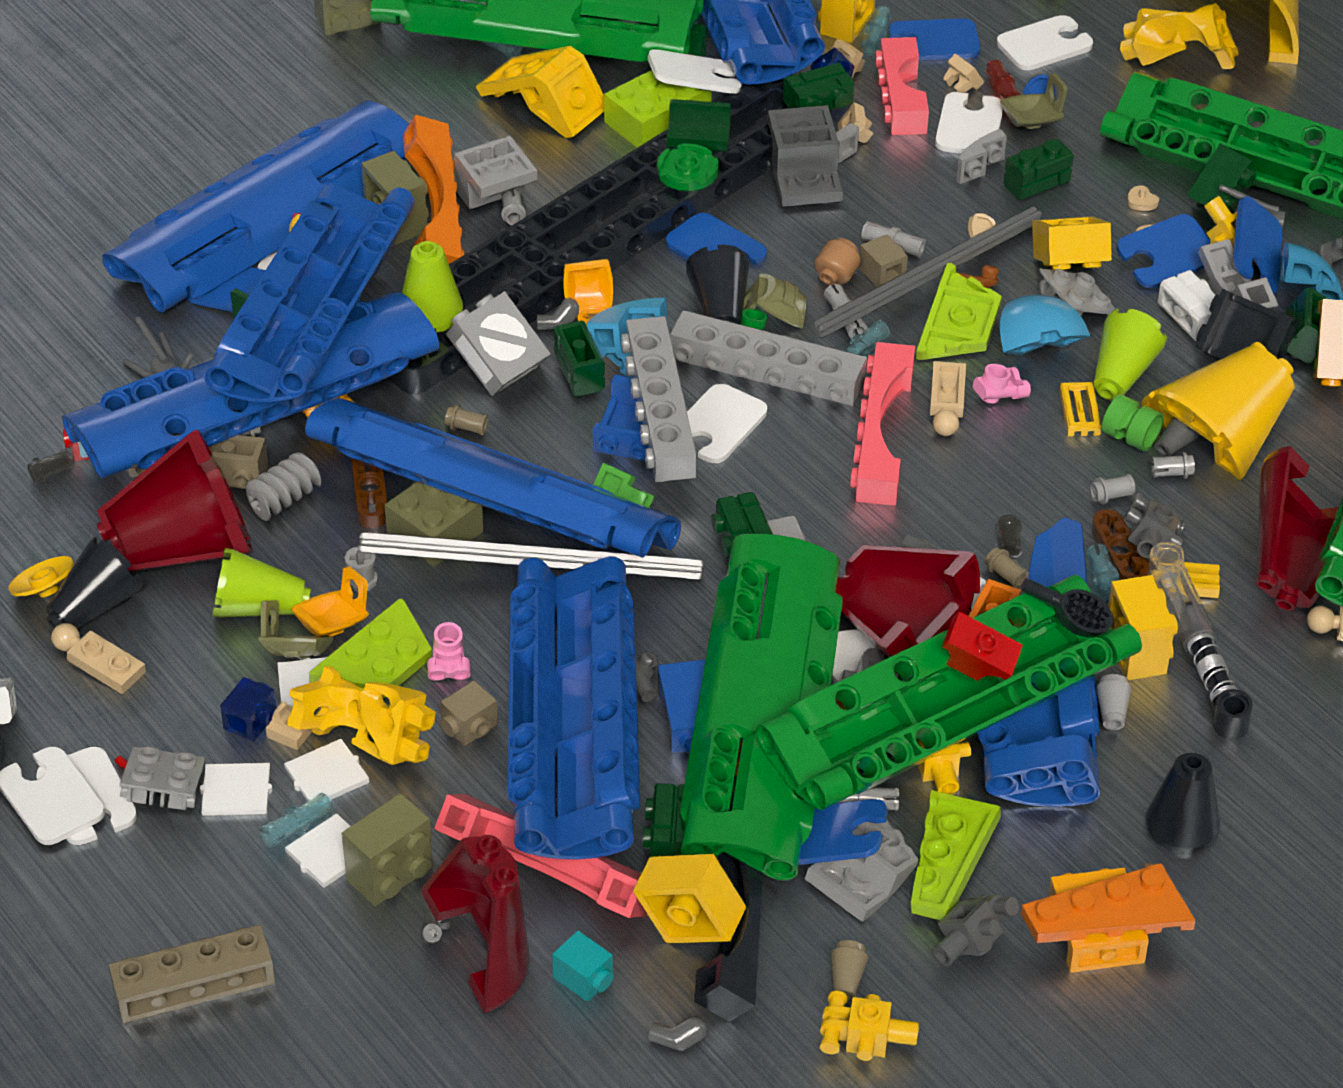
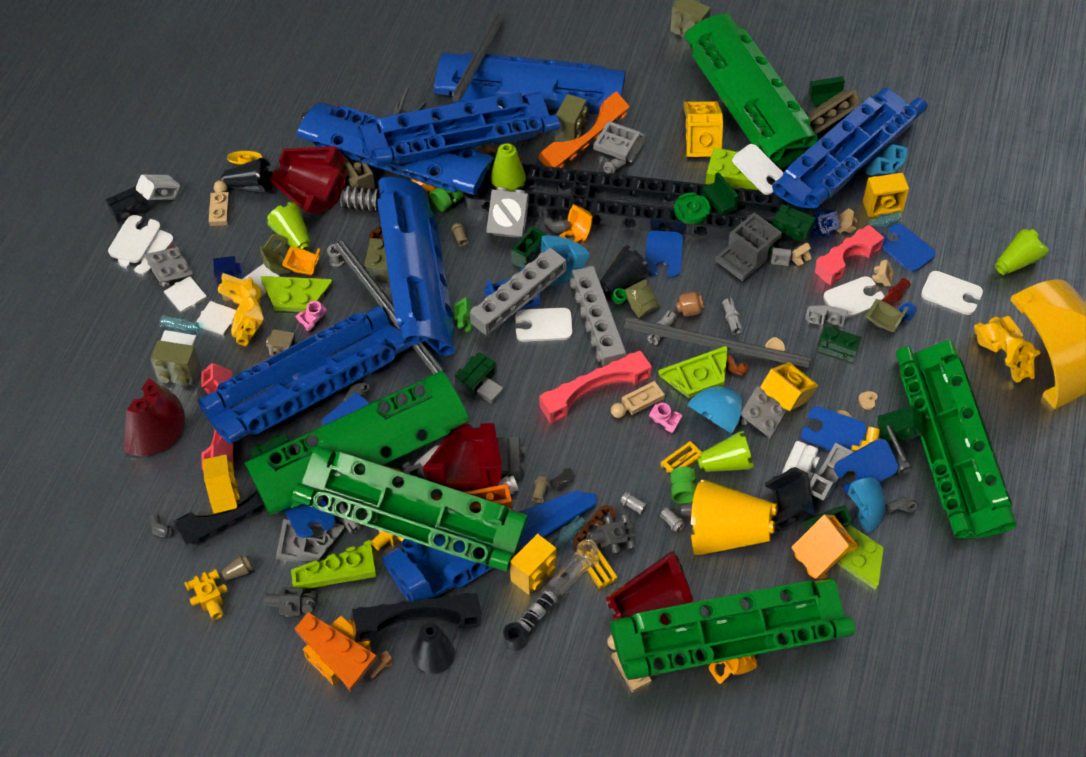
camera: 55 degrees right, 10 degrees up
(172, 217) = (477, 57): none -> dark grey axle
(191, 973) = (72, 342): dark tan brick -> none
(385, 396) = (443, 199): none -> bright green wheel
(583, 966) = (168, 470): teal brick -> none
(866, 342) = (644, 347): clear light blue pin -> none
(882, 260) = (709, 320): dark tan brick -> none
(980, 649) = (428, 501): red brick -> none
(1076, 609) = (501, 529): black piece -> none
(1113, 699) = (485, 581): light grey cone -> none
(1144, 746) = (459, 609): none -> black arch

